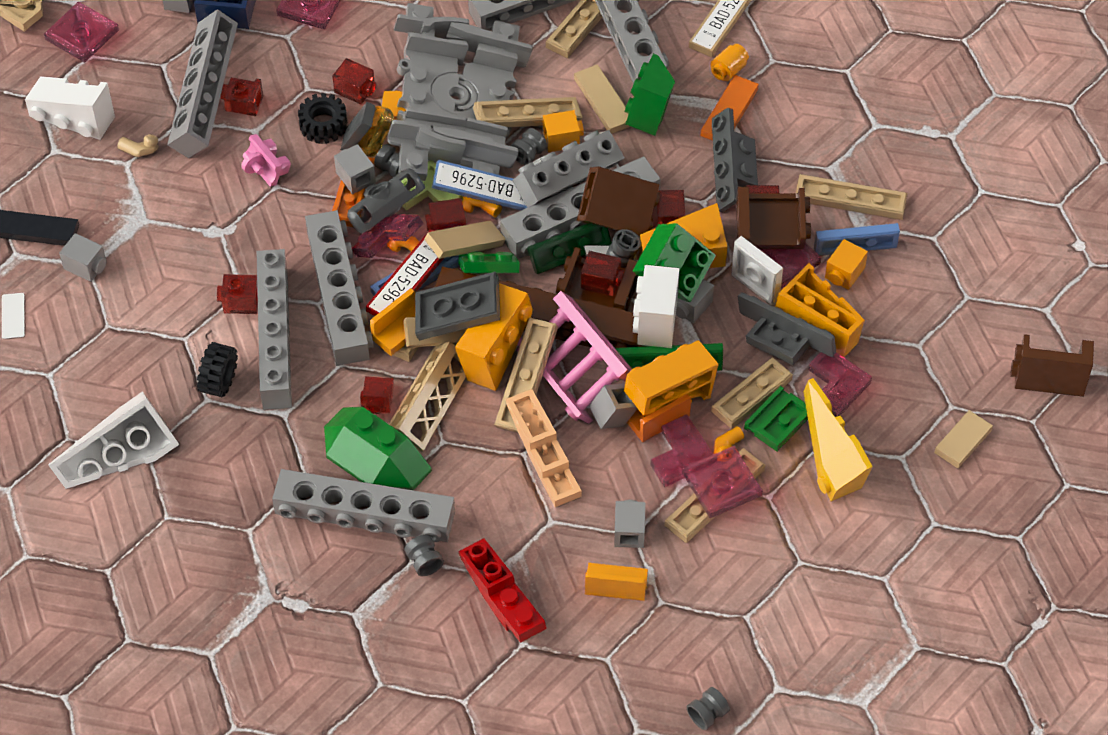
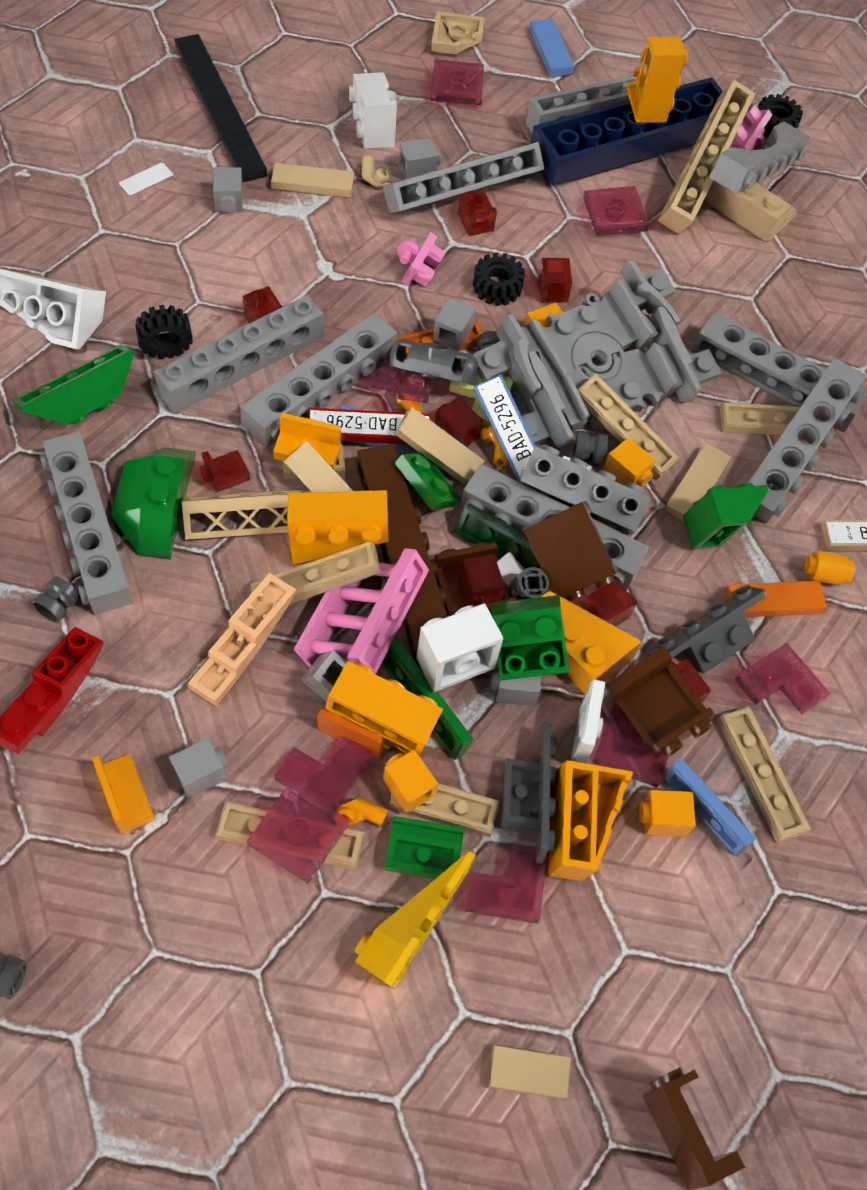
camera: 50 degrees right, 5 degrees up
(113, 193) = (312, 180): none -> tan tile
(152, 105) = (418, 157): none -> light grey brick
(227, 451) = (81, 389): none -> green wedge
(358, 126) = (501, 303): dark grey tile -> none
(374, 138) = (520, 311): clear yellow plate -> none
(457, 306) = (339, 471): dark grey tile -> none
(727, 396) = (409, 780): none -> light orange brick
(790, 138) = (783, 672): none -> clear pink plate

